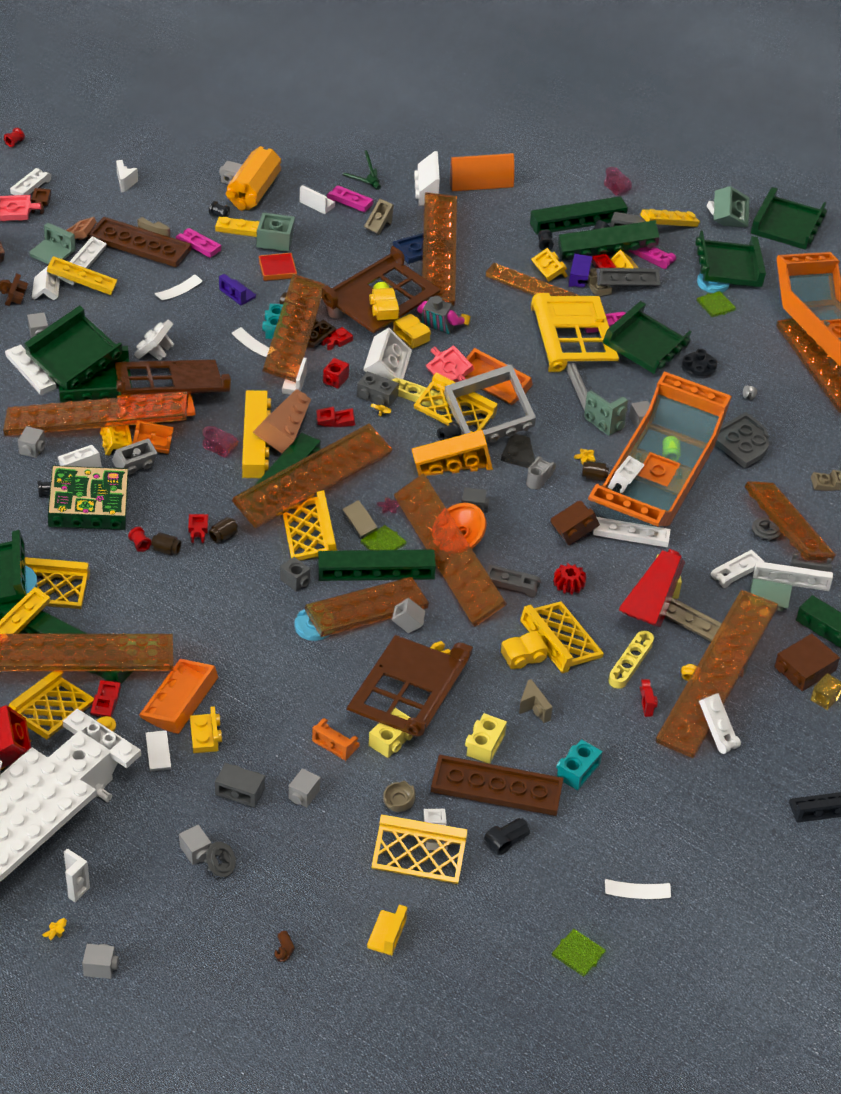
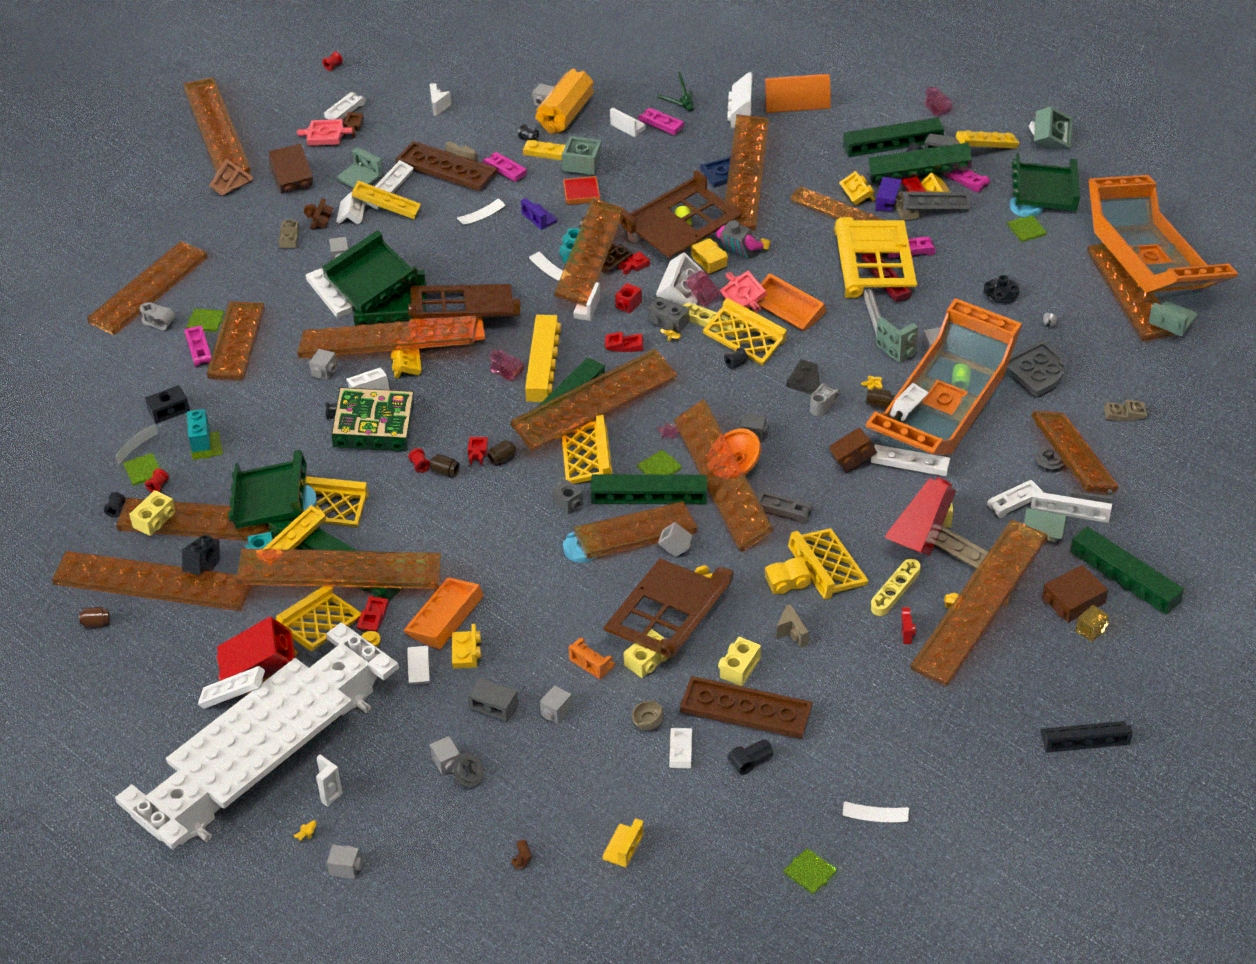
camera: 10 degrees right, 0 degrees up
(82, 228) = (390, 152): nougat wing -> none
(135, 456) = (422, 379): light grey brick -> none
(154, 340) = (449, 262): white plate -> none
(158, 434) = (440, 360): orange hinge -> none
(284, 422) = (569, 347): nougat wedge -> none
(360, 519) = (637, 443): dark tan slope -> none
(380, 216) = (690, 137): dark tan slope -> none
(384, 303) = (681, 228): yellow brick -> none
(409, 362) = (702, 286): none -> clear pink piece
(424, 830) = (671, 750): yellow fence -> none
(453, 454) = (737, 380): light orange wedge -> none
(483, 381) = (769, 308): light grey window -> none
(545, 238) = (857, 160): black bush -> none
(569, 579) = (841, 506): red gear -> none
(579, 764) = (830, 689): teal brick -> none
(598, 367) = (896, 293): none -> dark red plate
(645, 339) = (946, 264): dark green panel -> none
(719, 723) = (975, 652): white plate -> none
(787, 221) = (1112, 142): dark green panel -> none

